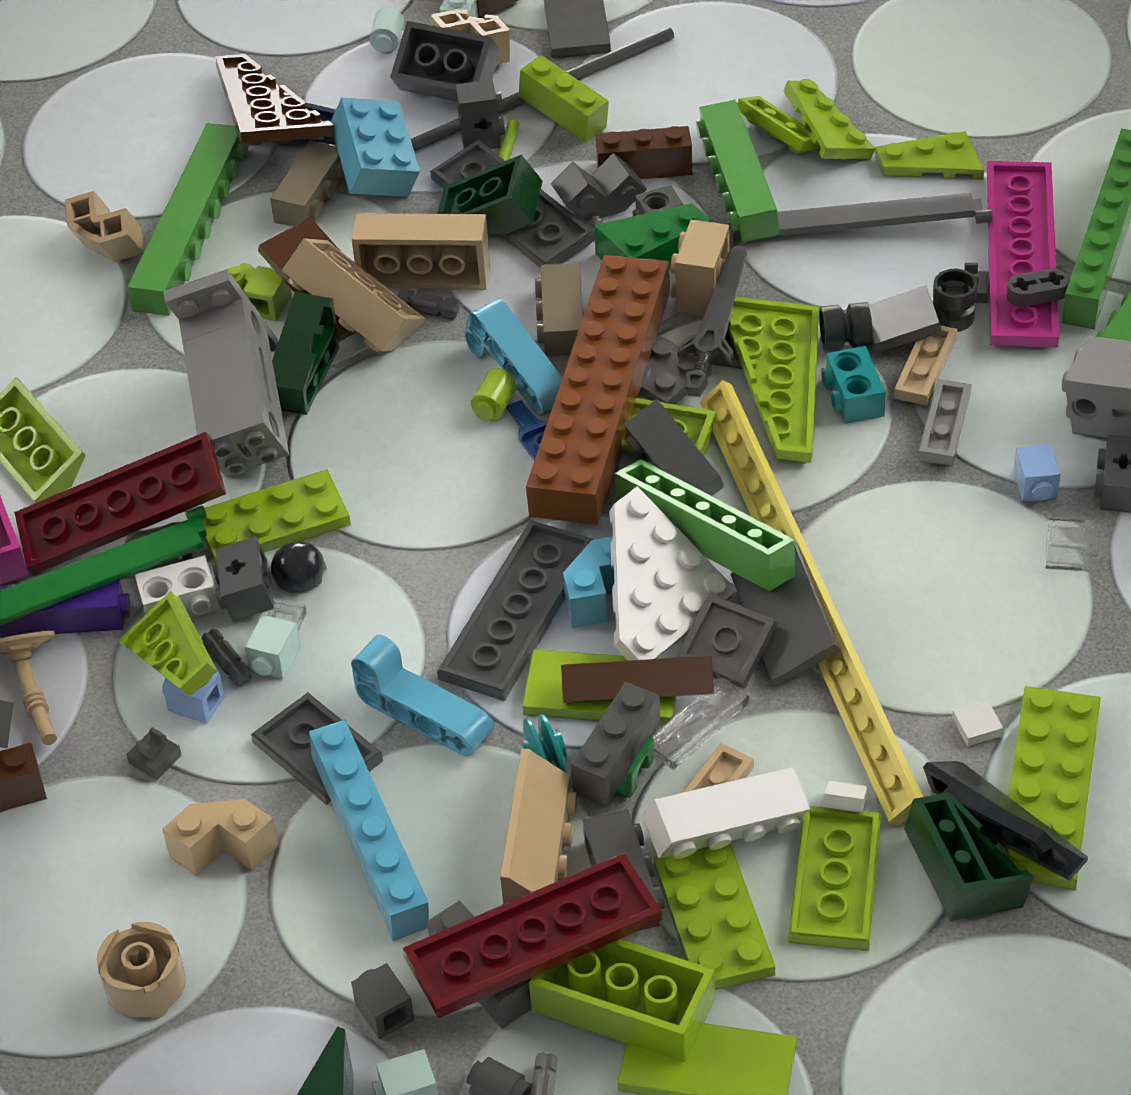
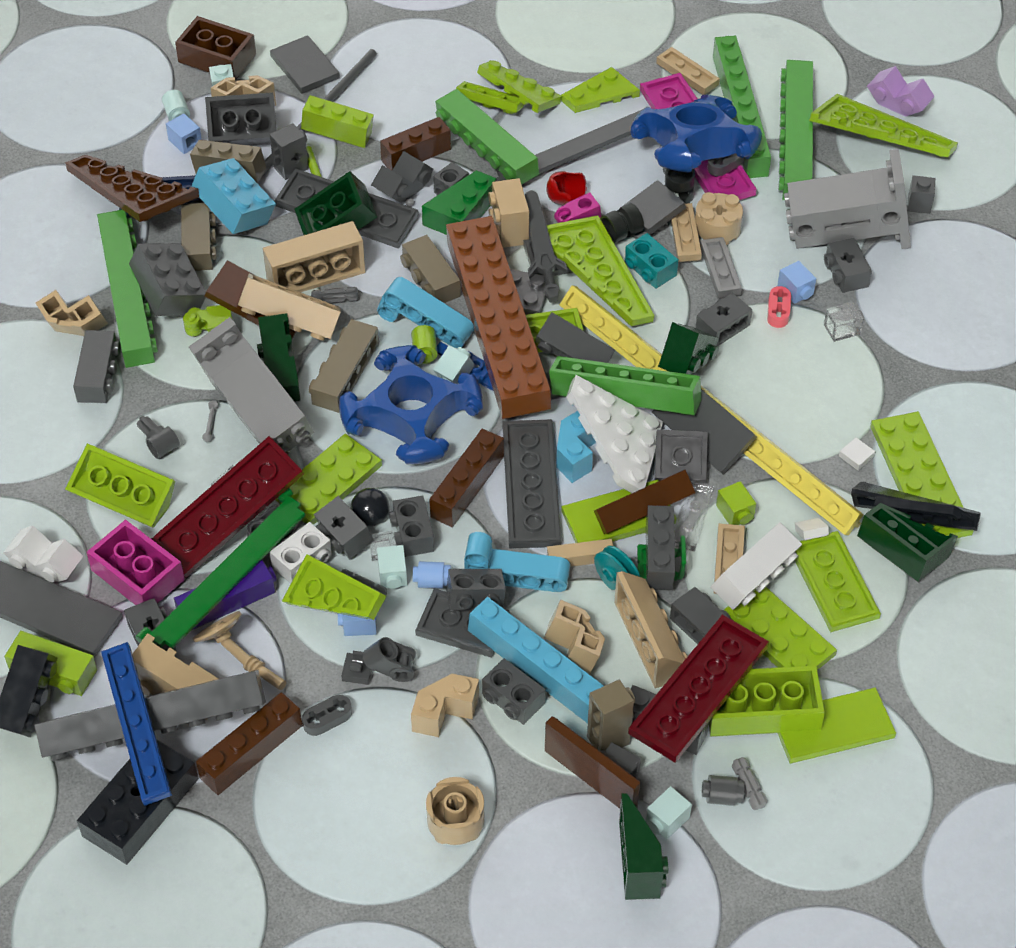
camera: 30 degrees left, 5 degrees up
(79, 796) = (326, 715): none -> dark grey beam
(91, 297) = (96, 366): none -> dark grey brick
(107, 400) = (158, 439): none -> dark grey axle
(168, 419) = (213, 406): none -> light grey hinge
(194, 758) = (389, 658): none -> dark grey piece
(233, 218) = (167, 278): none -> dark grey brick
(314, 674) = (431, 574): none -> light blue brick
(315, 853) = (517, 687): none -> dark grey brick
(330, 607) = (412, 526): none -> dark grey brick
(342, 983) = (589, 763): none -> reddish brown tile
(362, 706) = (471, 586): none -> dark grey brick
(374, 62) = (183, 133): none -> light blue brick
(380, 388) = (344, 364): none -> dark tan brick
(394, 920) = (610, 715): none -> dark tan brick
(420, 109) = (247, 156): none -> dark tan brick
(424, 432) = (411, 383): none -> blue piece
(435, 572) = (466, 477): none -> reddish brown brick
(435, 804) = (572, 630): none -> tan brick
(509, 713) = (579, 553): none -> tan piece
(510, 432) = (453, 363): none -> light aqua brick
(762, 727) = (736, 504): none -> lime brick
(798, 290) = (579, 208): none -> dark pink leg
(801, 254) = (565, 187): none -> red hair
(815, 504) = (687, 349): none -> dark green wedge
(902, 489) = (725, 318): none -> dark grey brick
(981, 357) = (719, 216): none -> tan brick
(988, 494) = (783, 307): none -> coral beam
(1007, 238) = (696, 132): none -> blue piece
(1067, 164) = (693, 73): none -> tan plate

